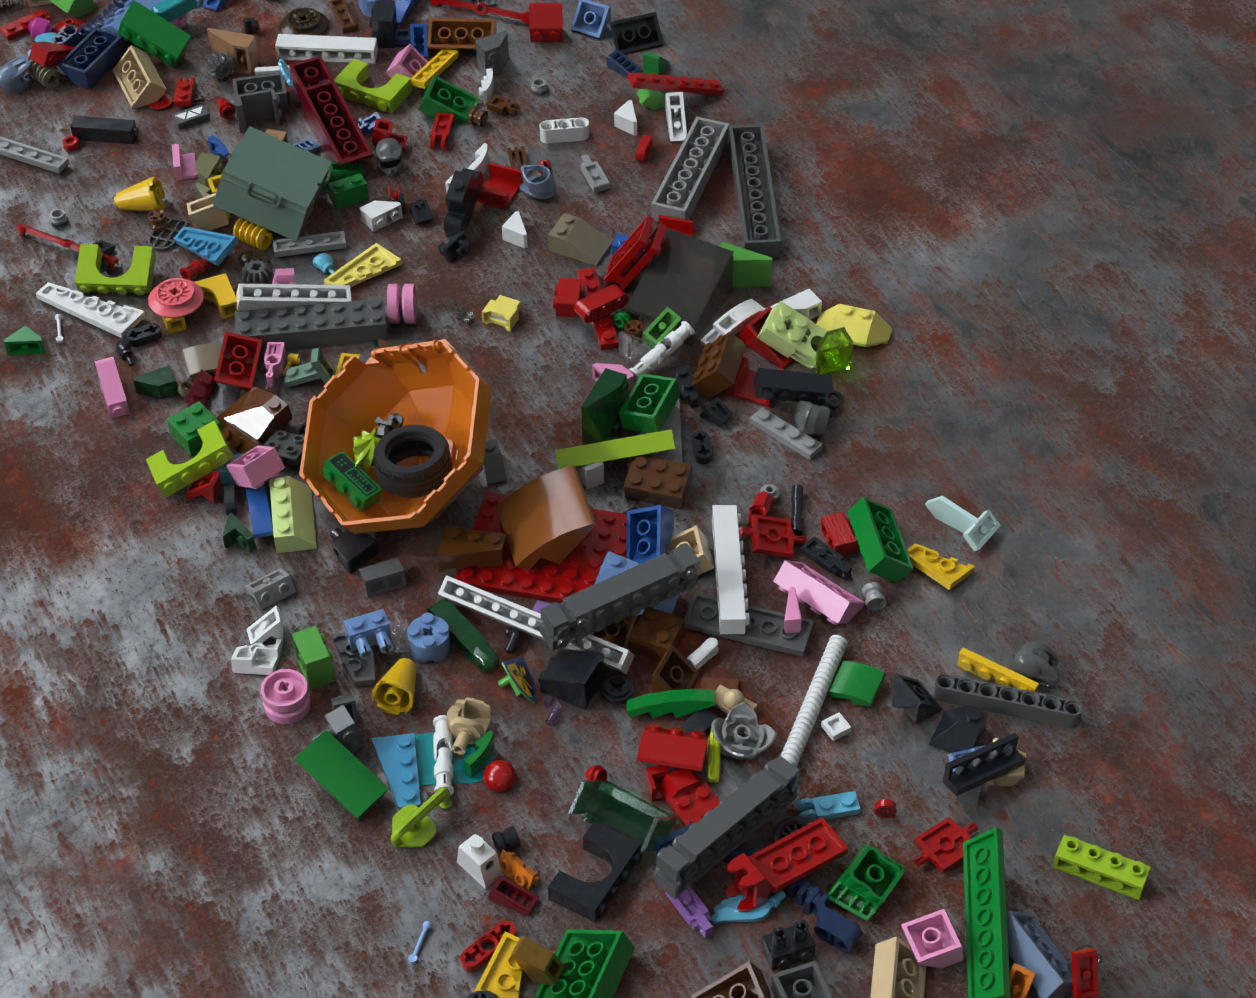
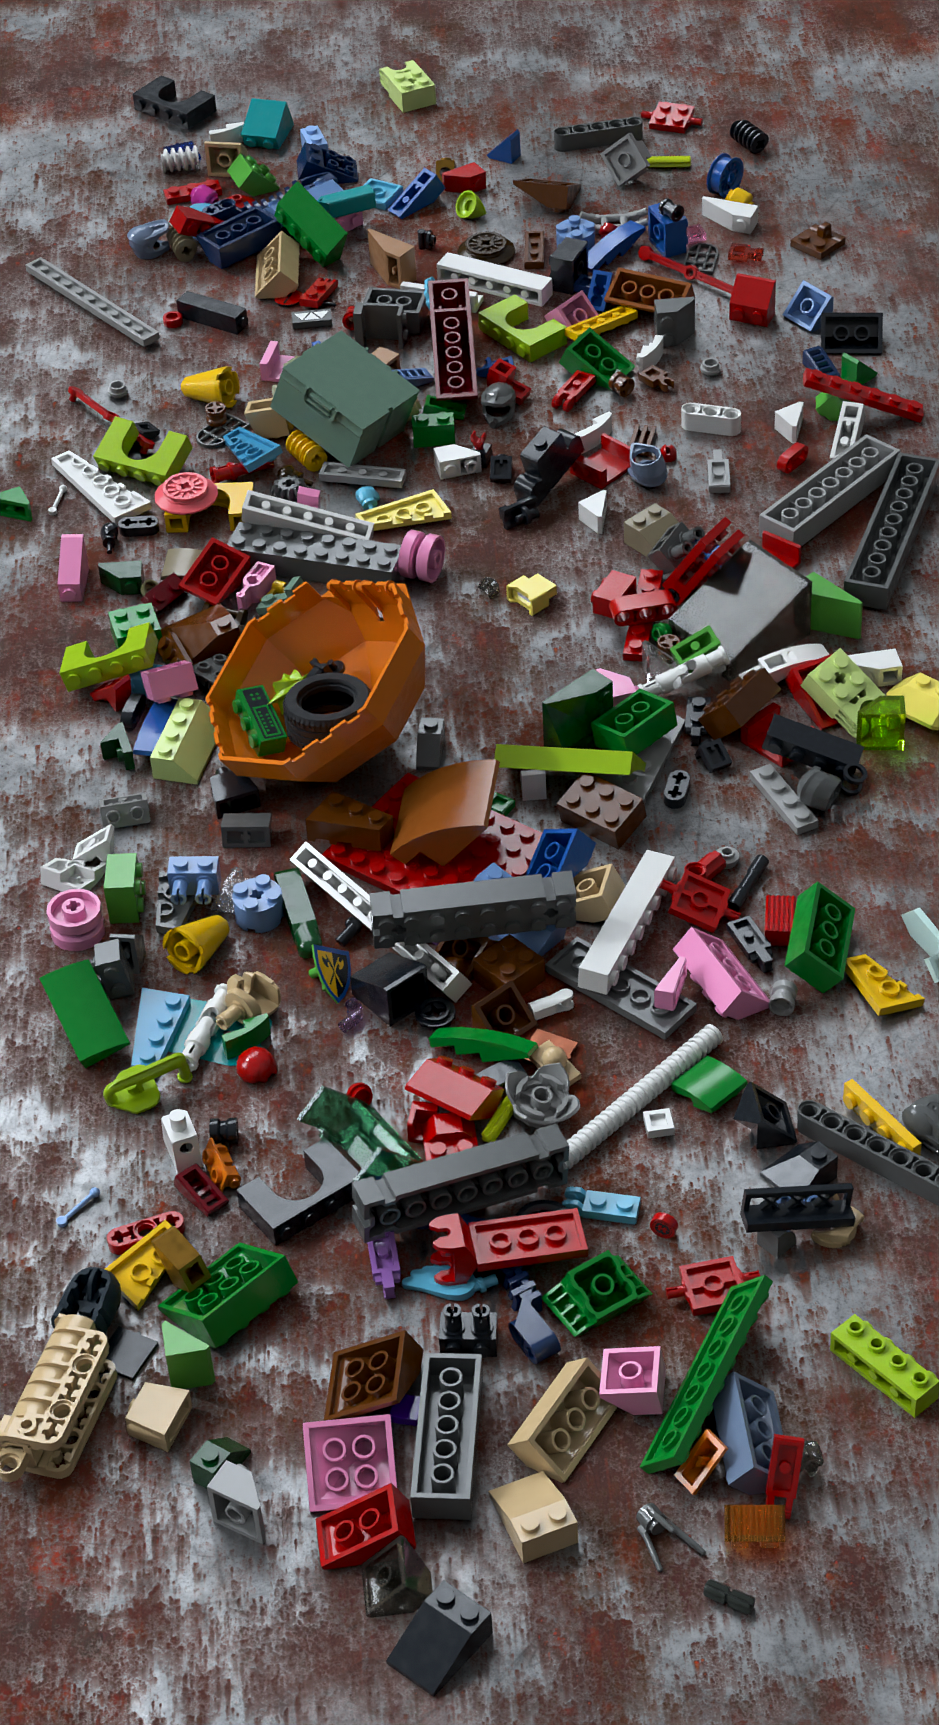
camera: 25 degrees right, 5 degrees down
(220, 66) = (368, 272): dark grey gear -> none
(599, 245) = (674, 546): none -> dark grey brick

